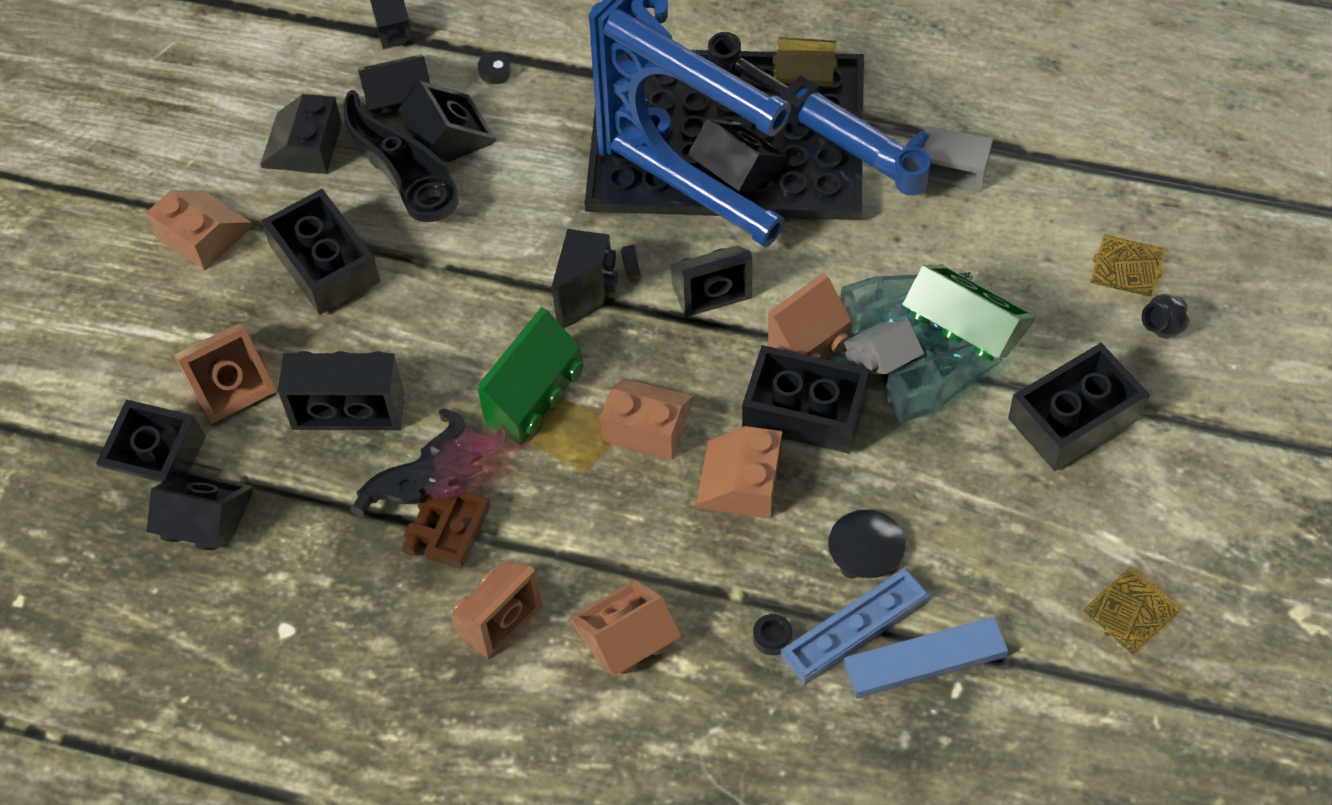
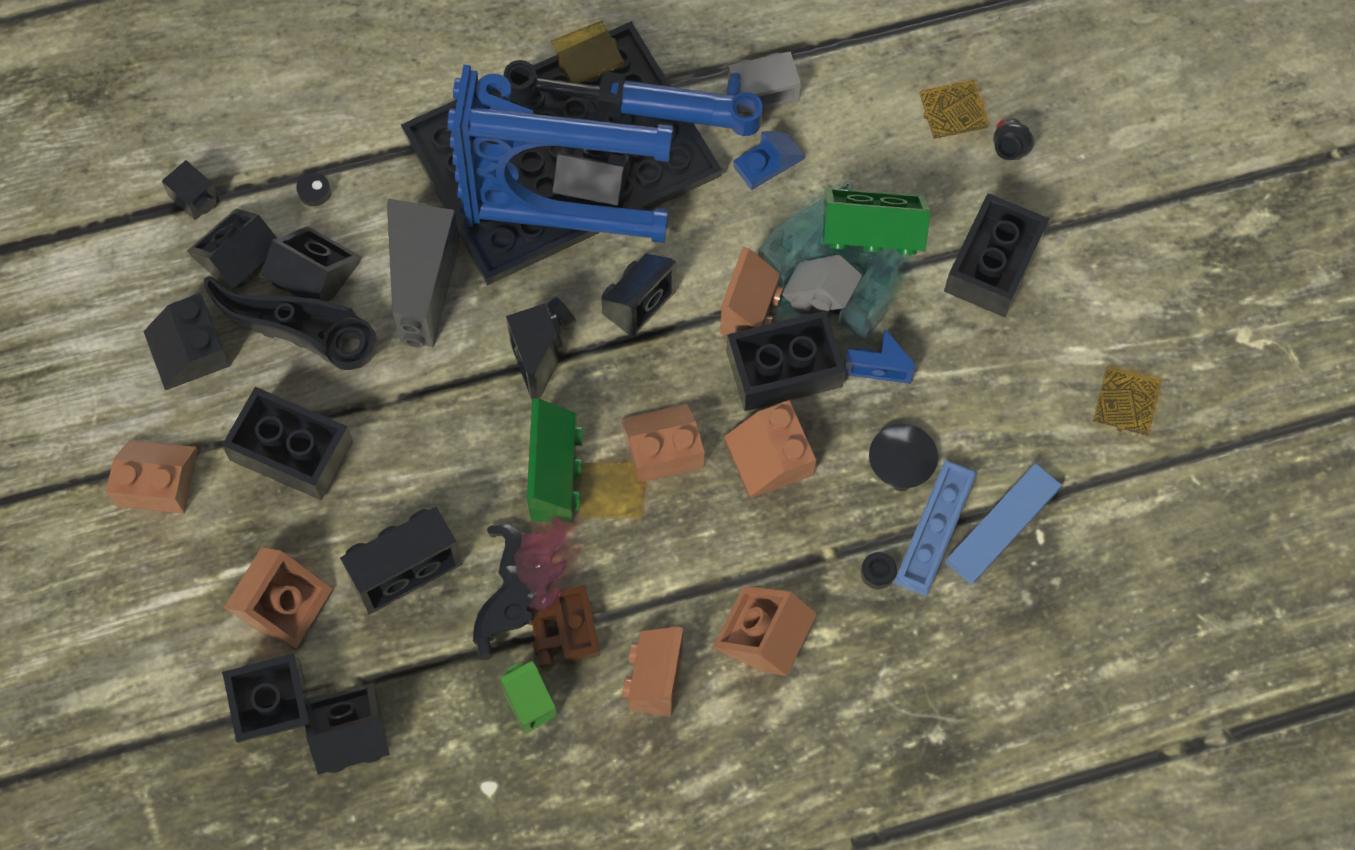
camera: 35 degrees left, 10 degrees up
(366, 563) = (527, 696): none -> bright green slope
(530, 165) = (422, 261): none -> dark grey slope
(903, 452) = (888, 365): none -> blue slope
(918, 226) = (773, 156): none -> blue slope

